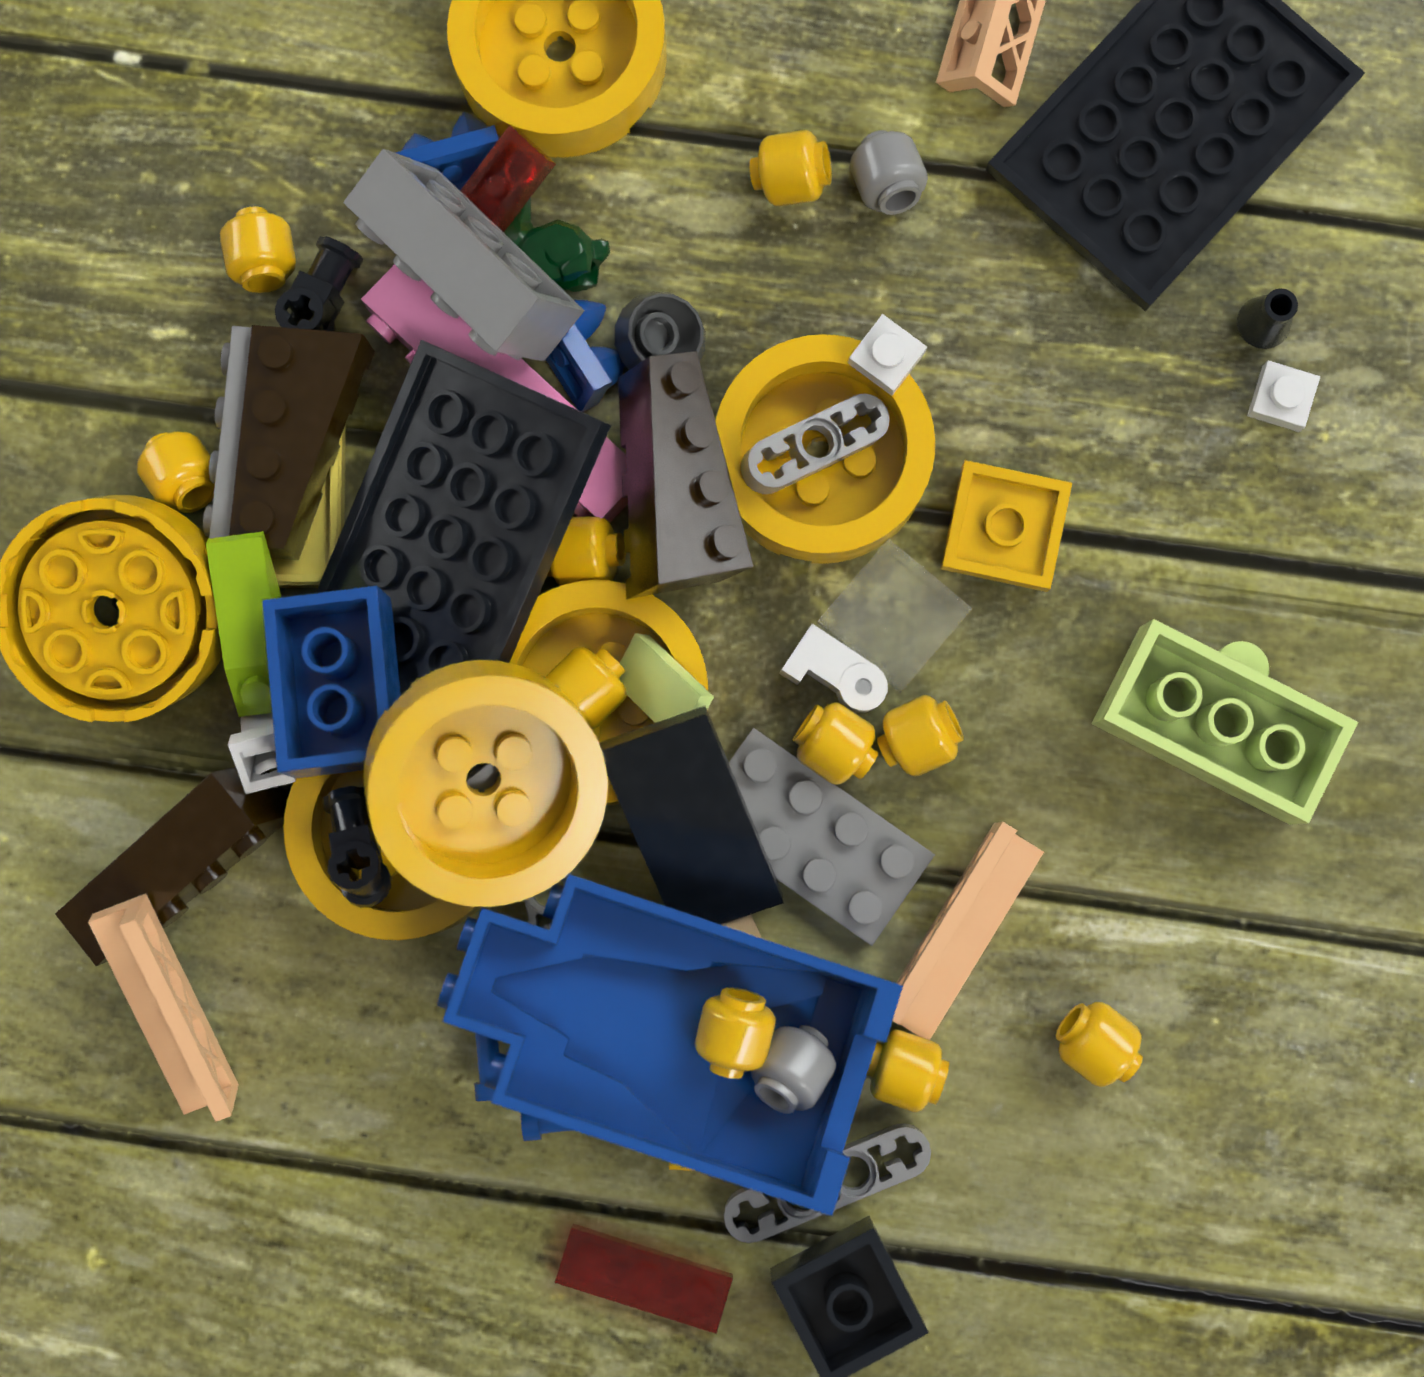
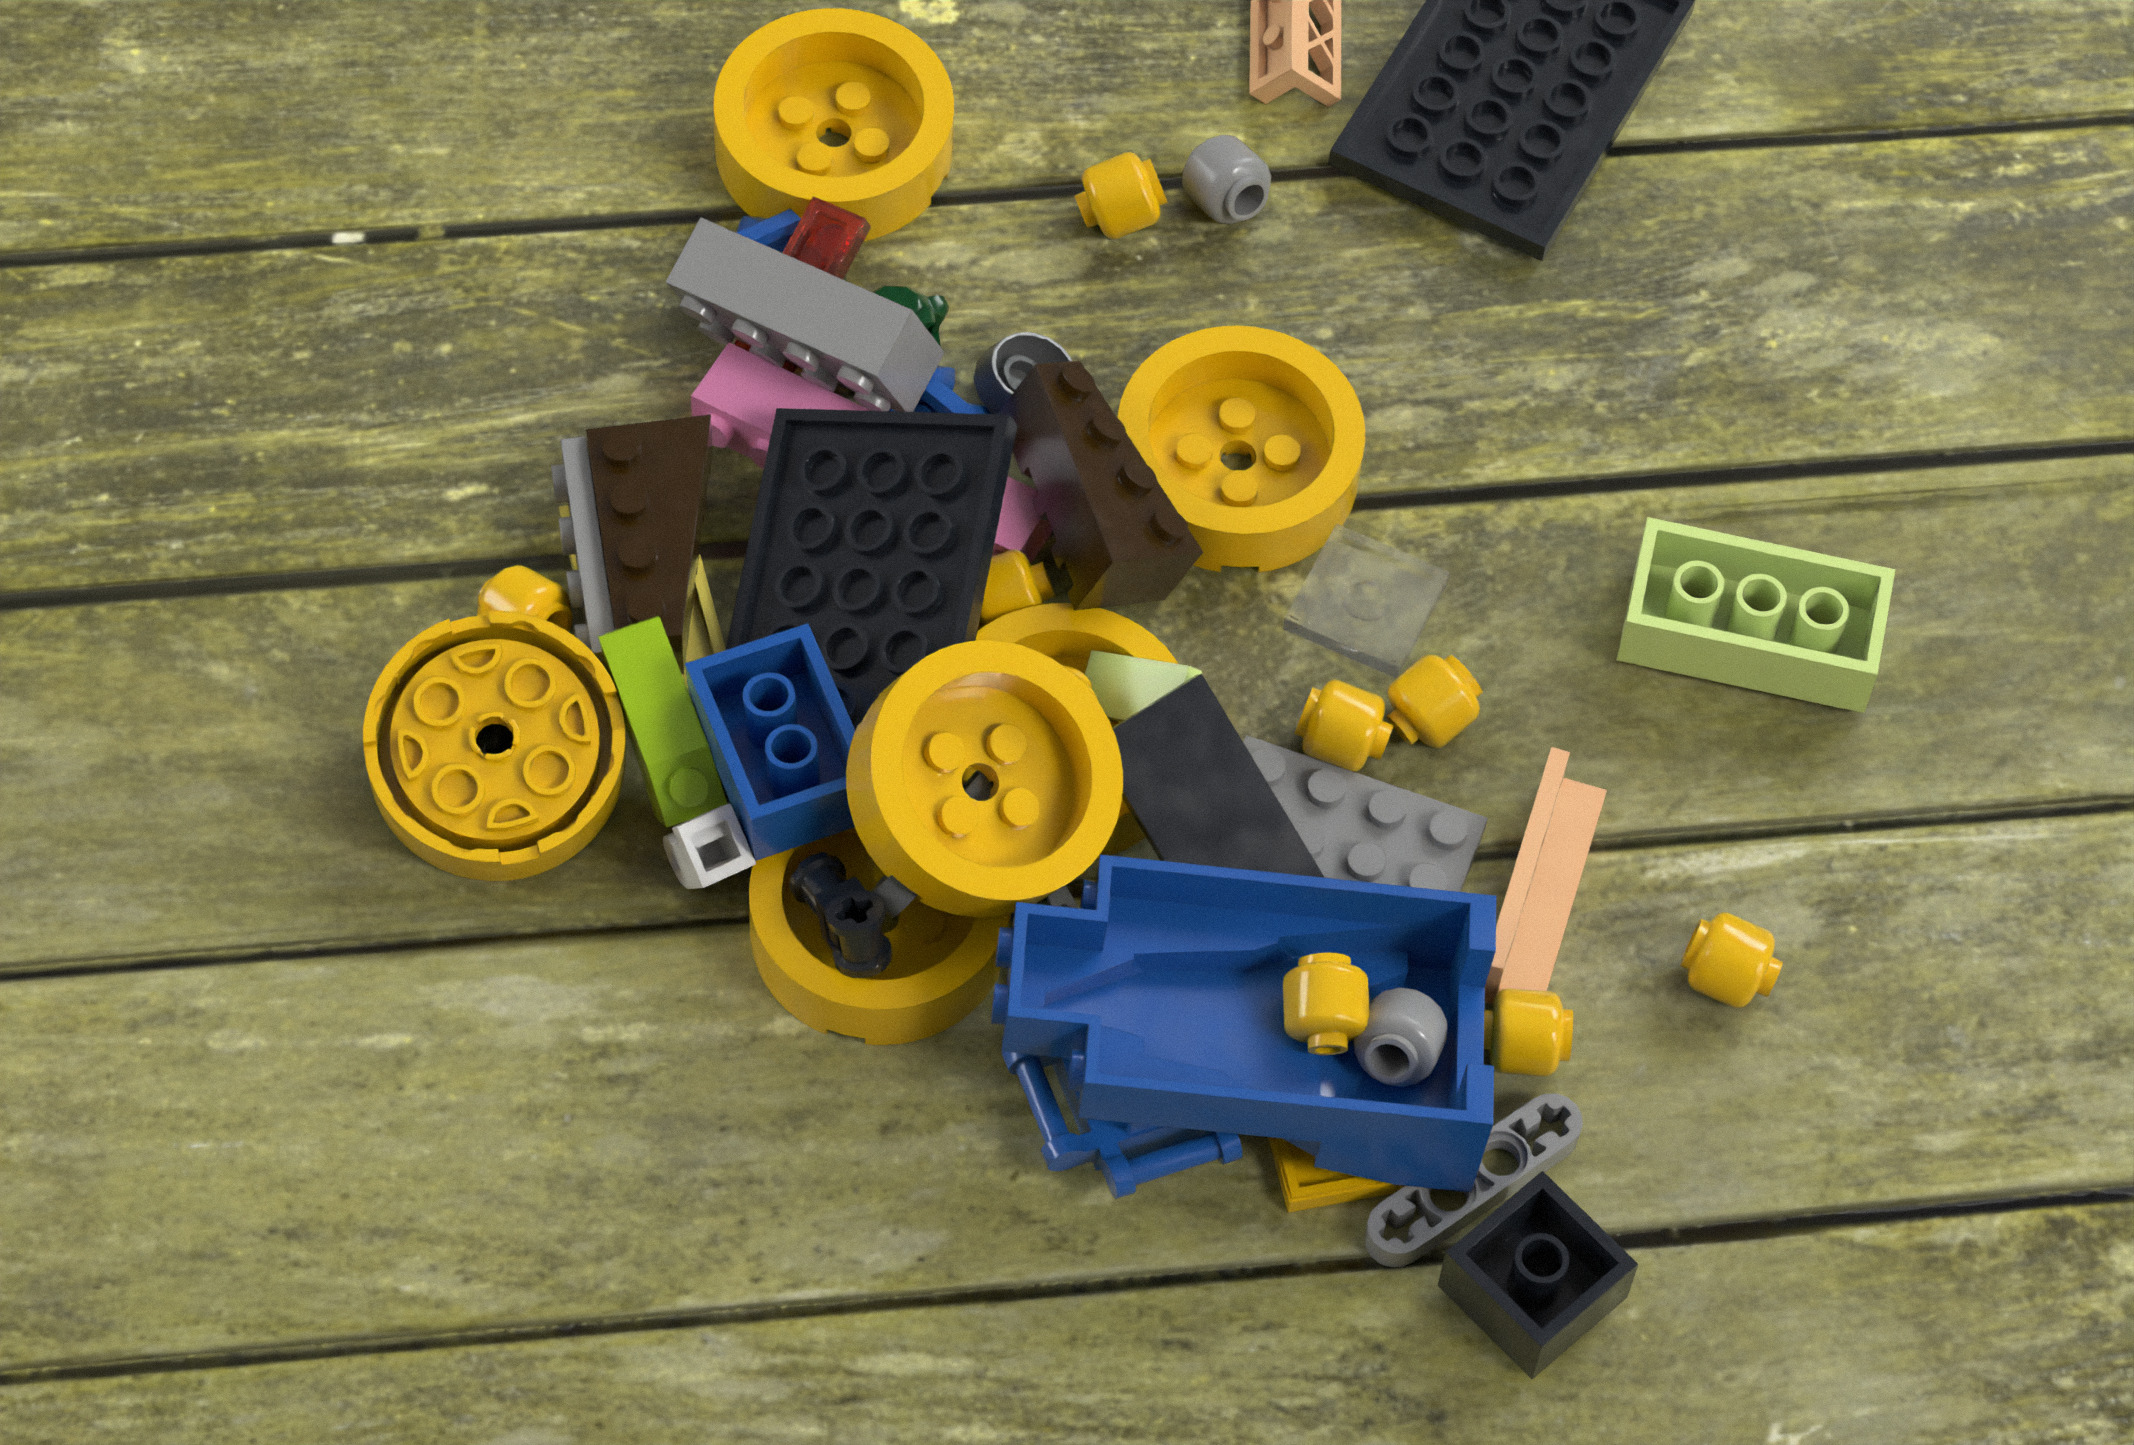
camera: 25 degrees left, 25 degrees down
(165, 1006) = (666, 1135): light nougat fence -> none
(180, 854) = (630, 995): dark brown wedge -> none
(258, 250) = (556, 380): yellow head -> none
(319, 288) = (640, 389): black connector -> none
(644, 1278) = (1295, 1329): clear red plate -> none
(840, 414) = (1220, 452): light grey beam -> none
(852, 677) = (1317, 652): white leg -> none
(887, 354) = (1283, 329): white plate -> none
(1006, 526) = (1460, 485): yellow plate -> none
(1267, 318) = (1673, 236): black cone -> none
(1283, 396) = (1715, 311): white plate -> none

